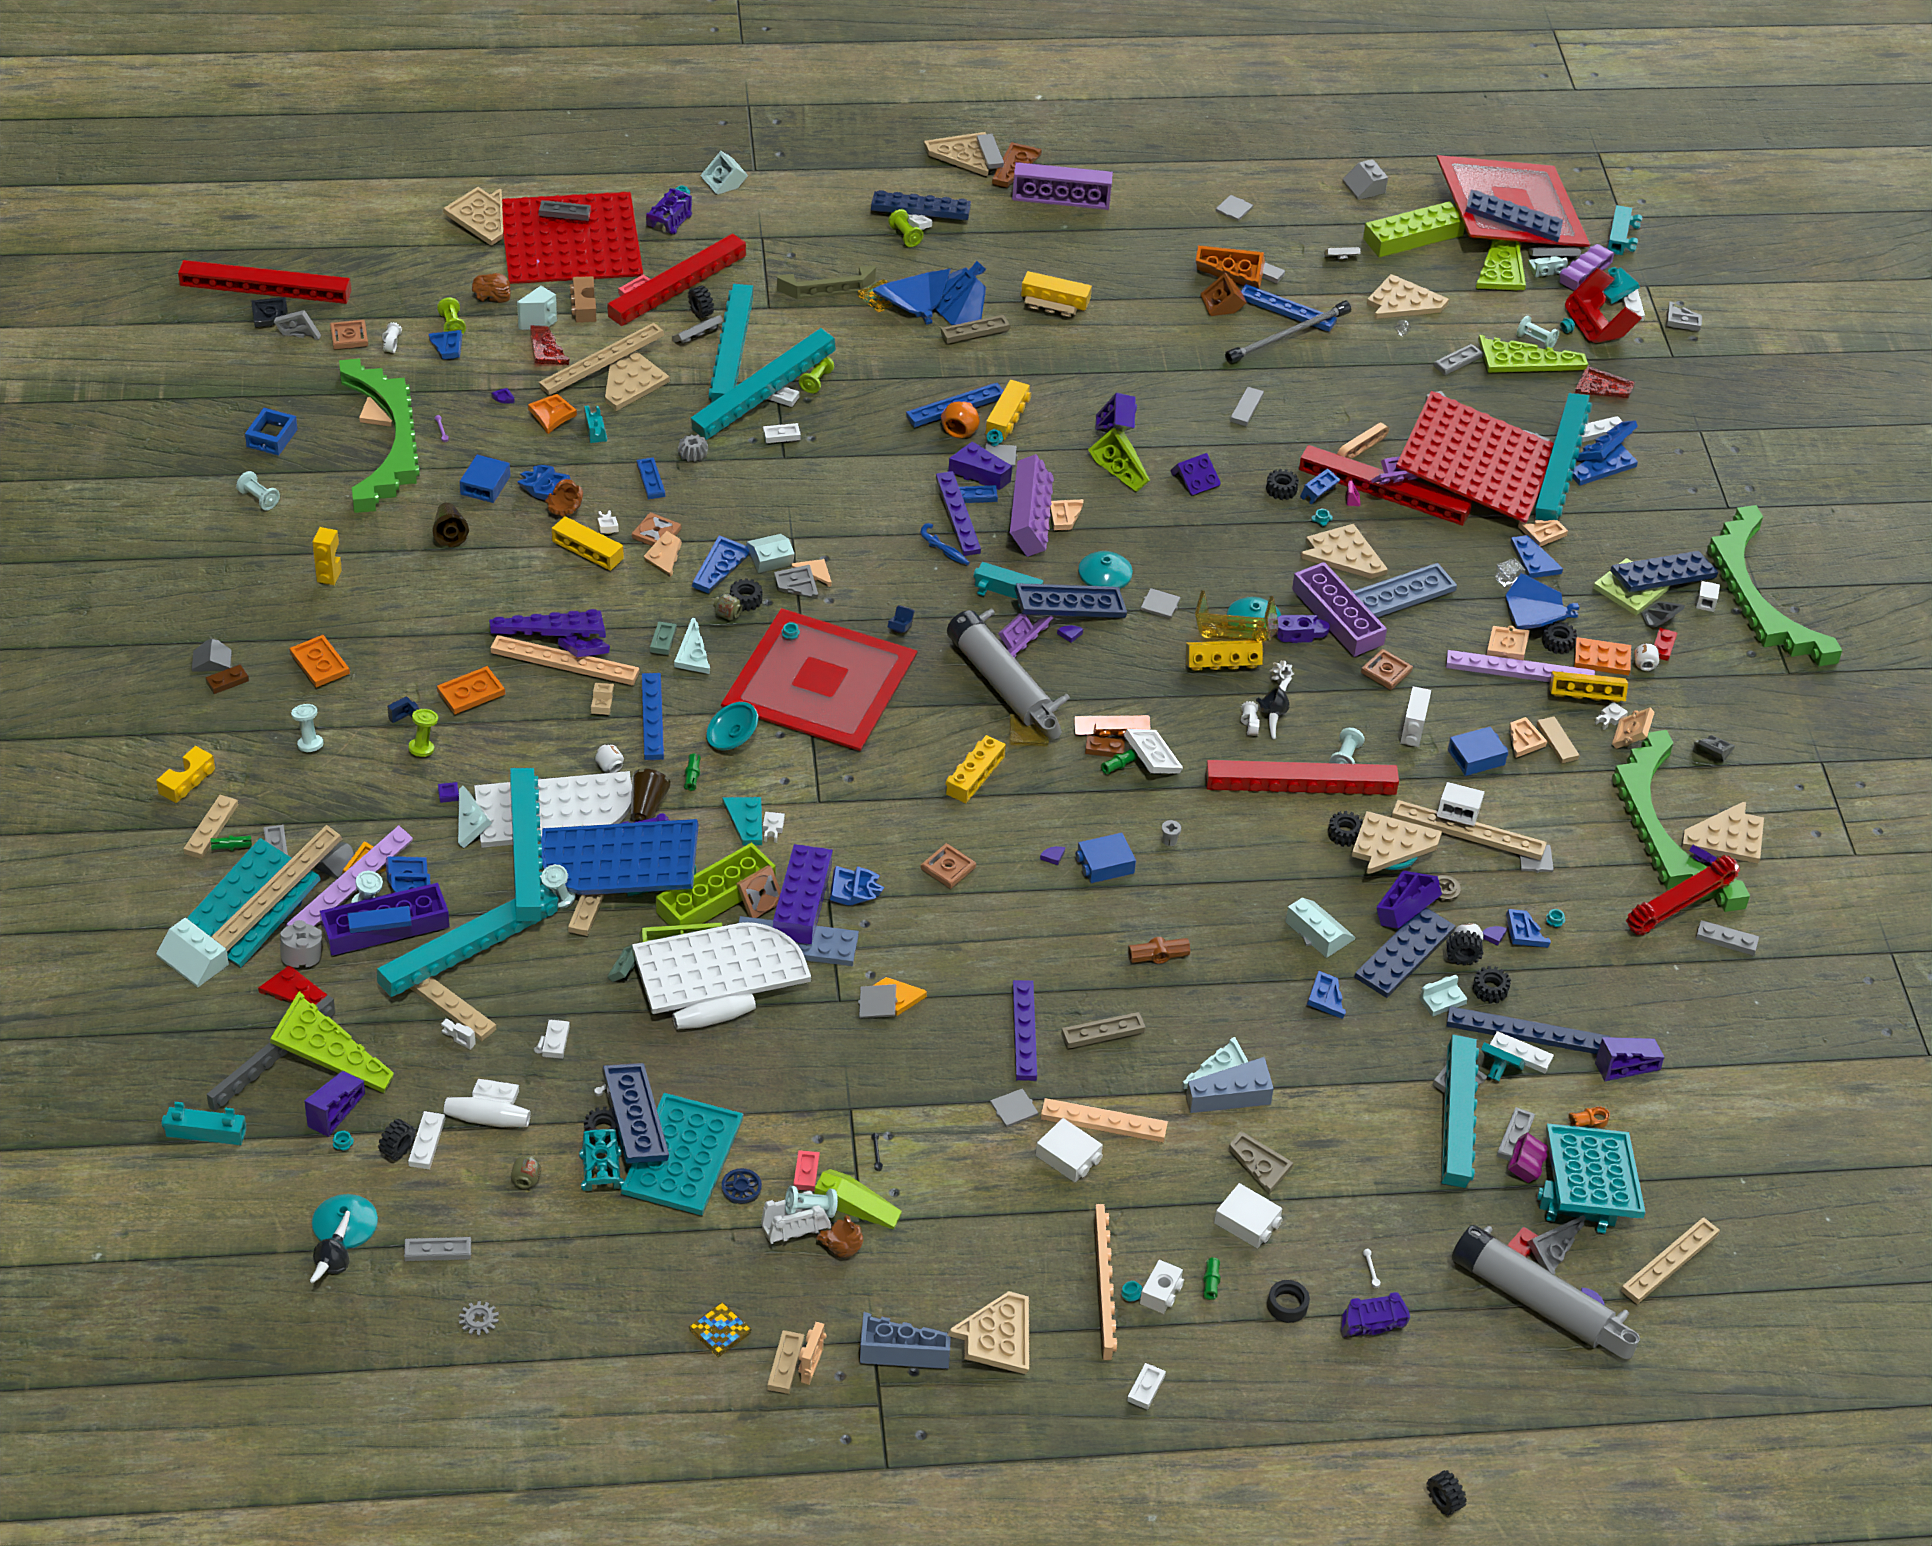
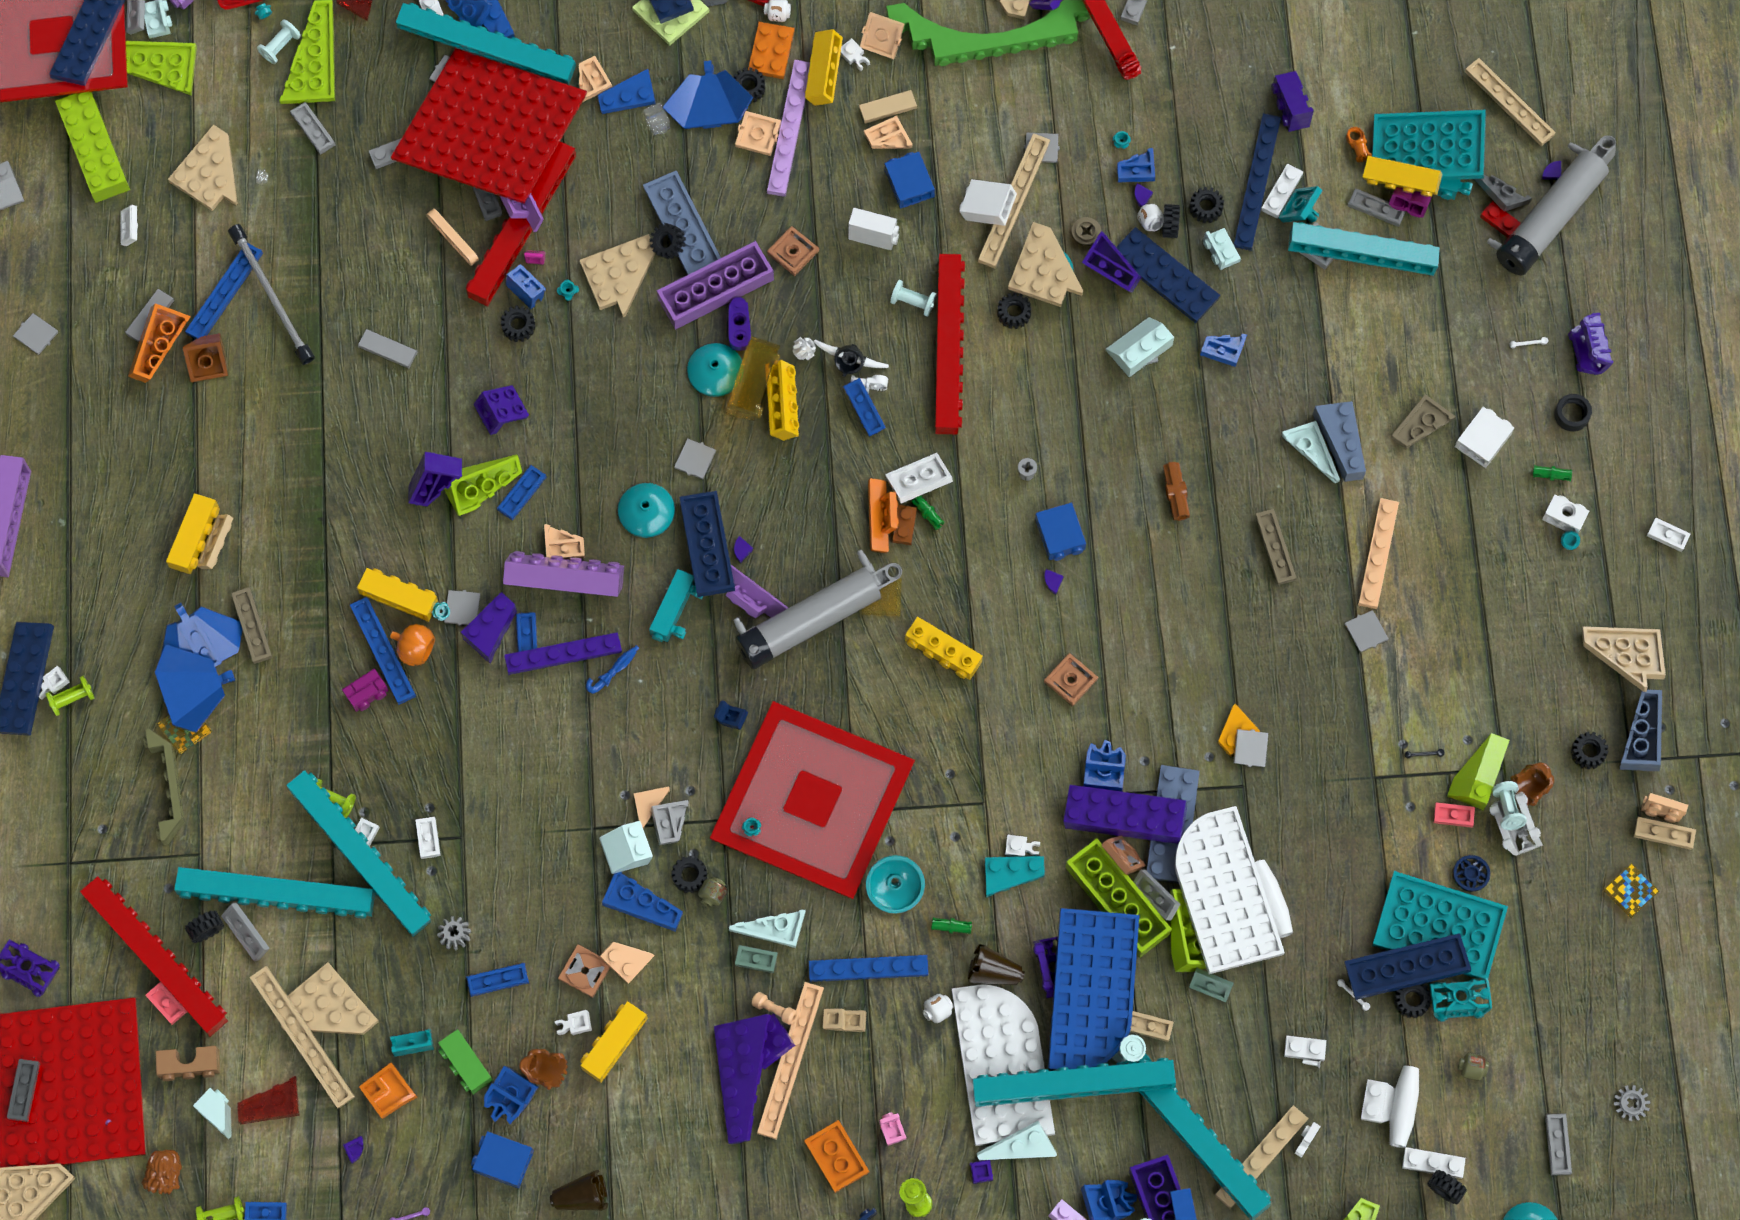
camera: 85 degrees left, 25 degrees up
(494, 727) = (892, 1128): none -> bright pink bracket
(576, 455) = (464, 1062): none -> bright green brick
(606, 650) = (761, 1001): none -> light nougat piece
(717, 915) = (1157, 895): none -> light grey plate
(882, 1306) = (1596, 741): none -> black tyre
(916, 392) = (365, 690): none -> magenta brick
(1024, 1030) = (1275, 617): dark purple plate -> none
(1069, 1150) = (1420, 583): white brick -> none
(1106, 1289) = (1567, 562): light nougat plate -> none
(1115, 490) = (521, 492): none -> blue tile
(1224, 713) = (864, 407): none -> blue tile
(1379, 574) = (659, 236): none -> black tyre
(1548, 1135) = (1402, 175): none -> yellow brick

